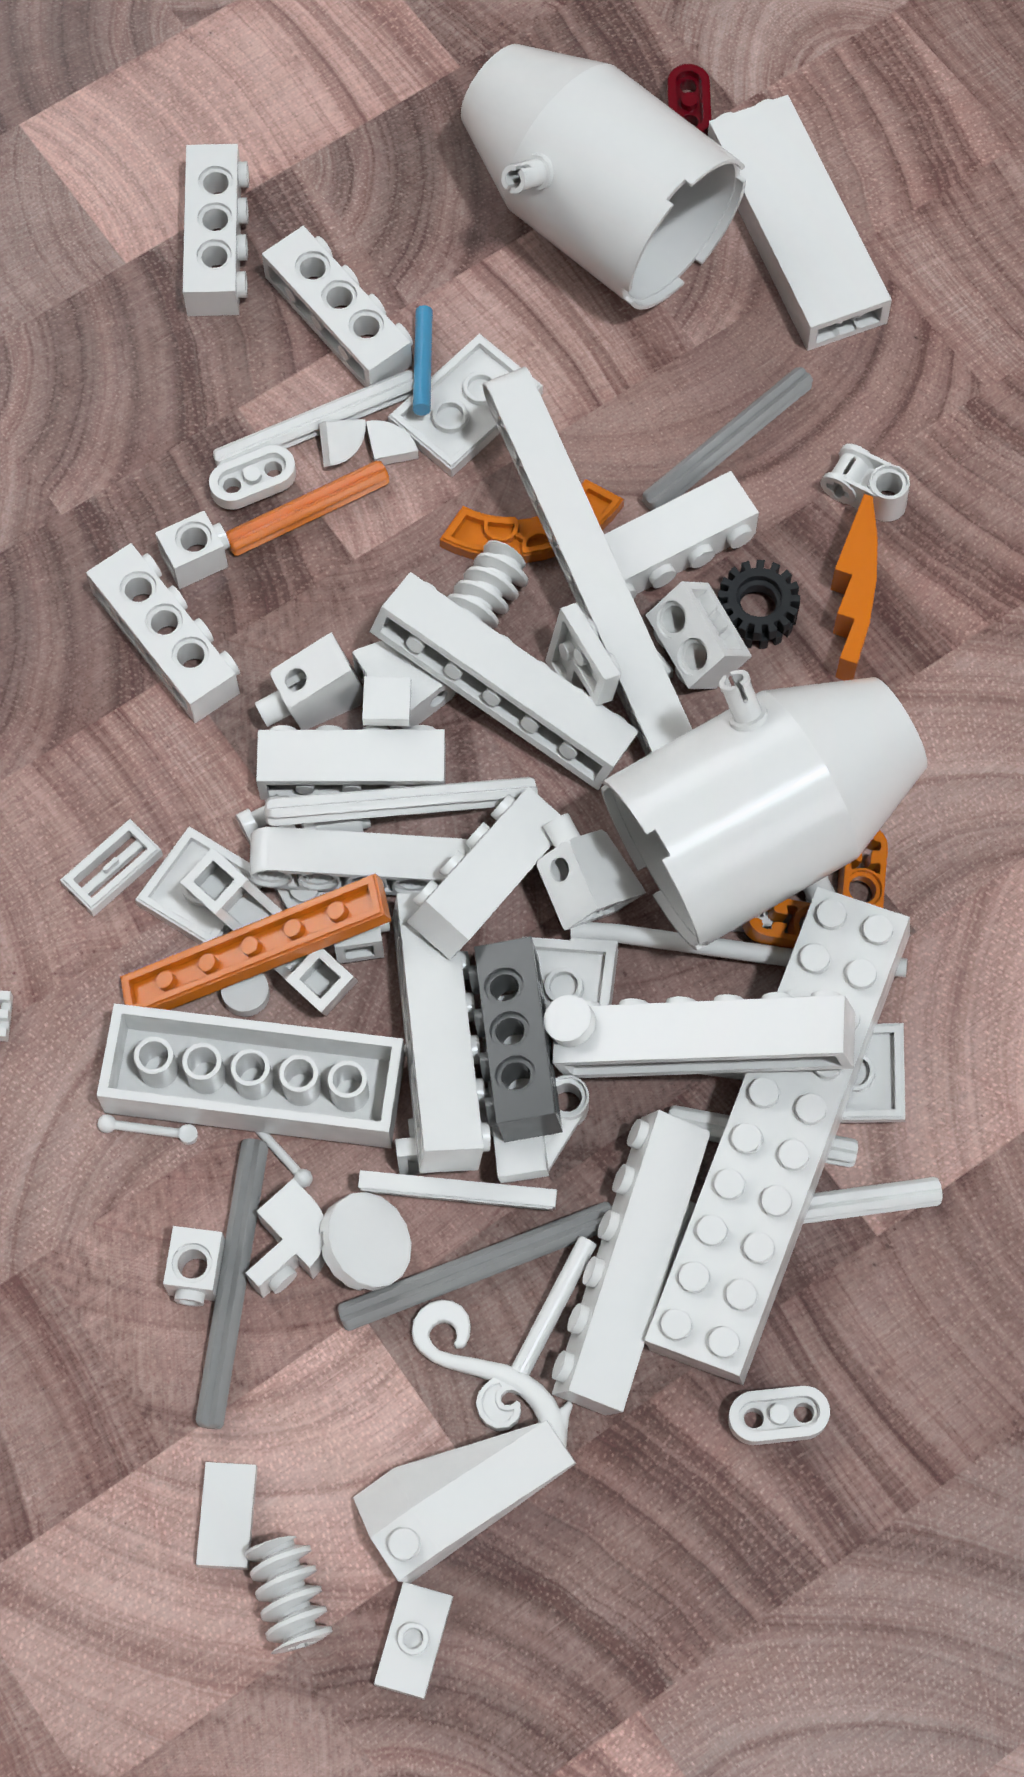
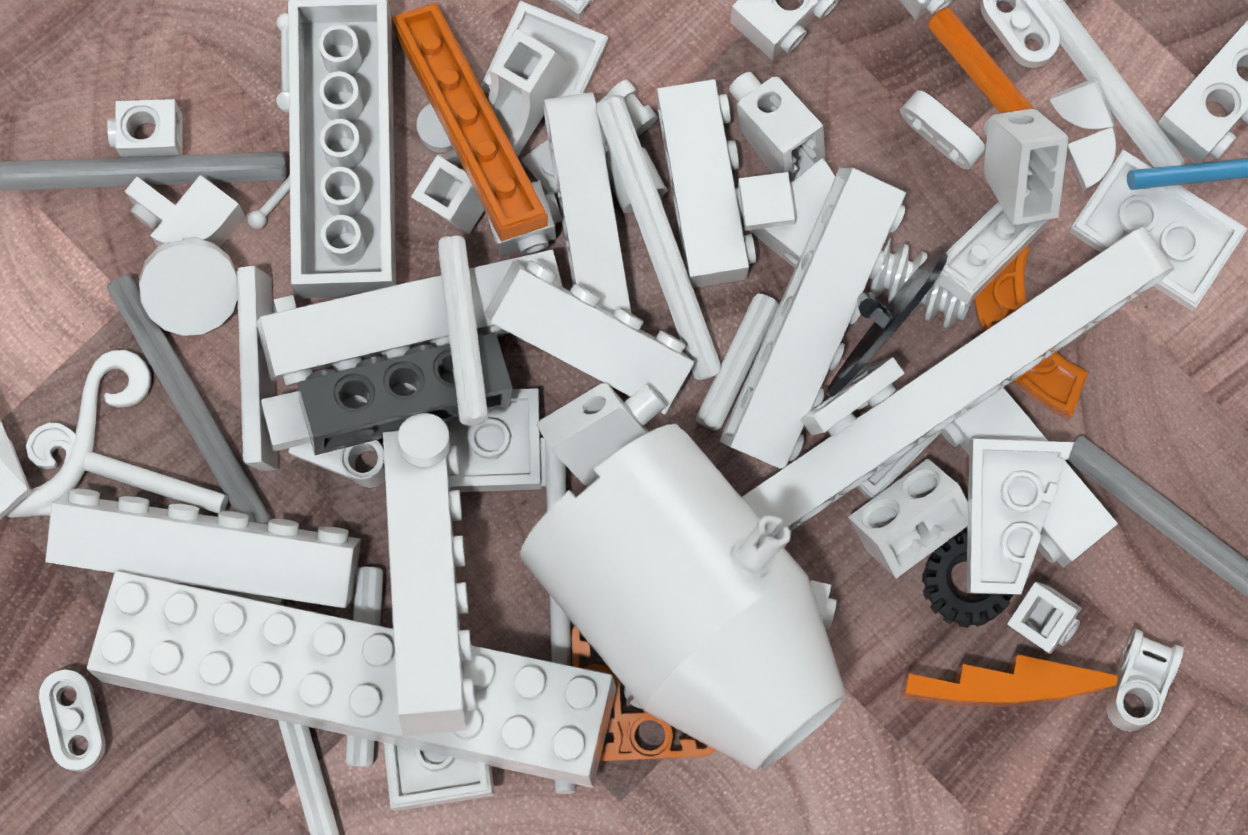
camera: 80 degrees right, 10 degrees up
(340, 555) = (943, 129): none -> white beam
(390, 486) = (1025, 164): none -> white torso
(462, 530) = (985, 253): none -> white tile
(469, 969) = (462, 330): none -> white axle
(522, 606) = (887, 318): none -> black shield
(525, 763) = (737, 362): none -> white axle
(699, 549) = (1007, 506): none -> white wing
(805, 540) = (1046, 617): none -> white brick

